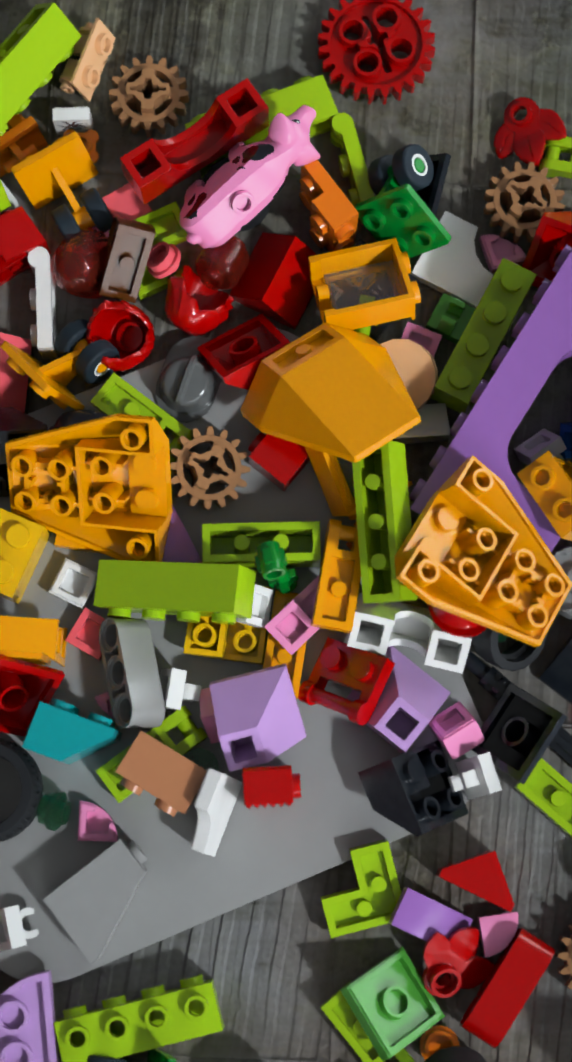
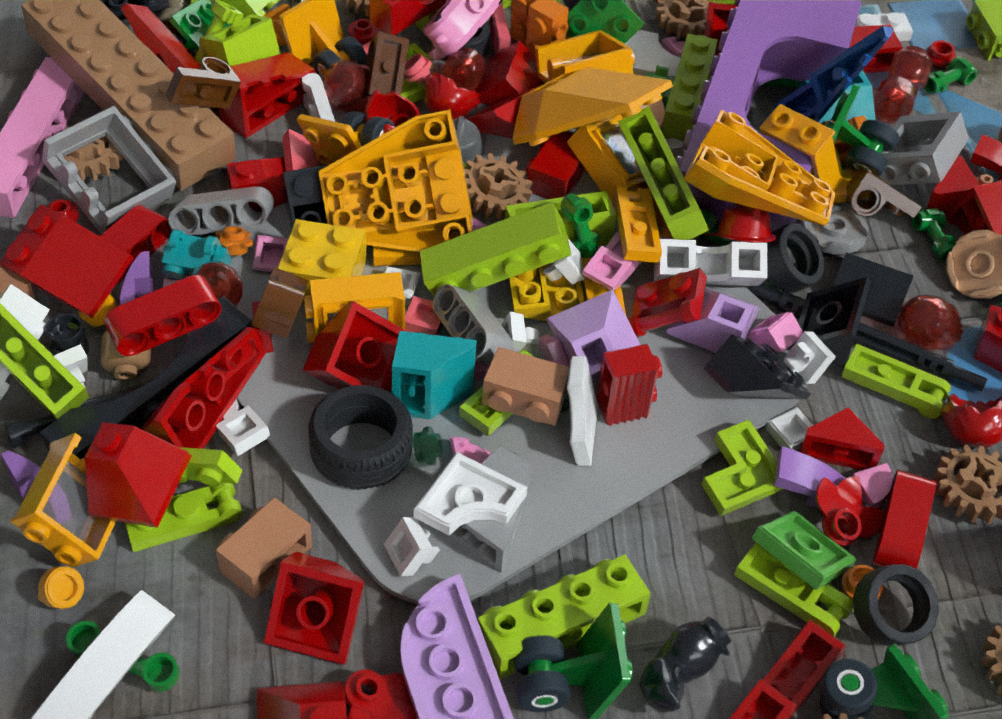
camera: 15 degrees left, 30 degrees down
(70, 896) = (468, 493): none -> white tile
(114, 169) = (362, 31): none -> red plate
(282, 206) = (499, 30): none -> coral tile
(438, 847) = (789, 428): none -> white tile

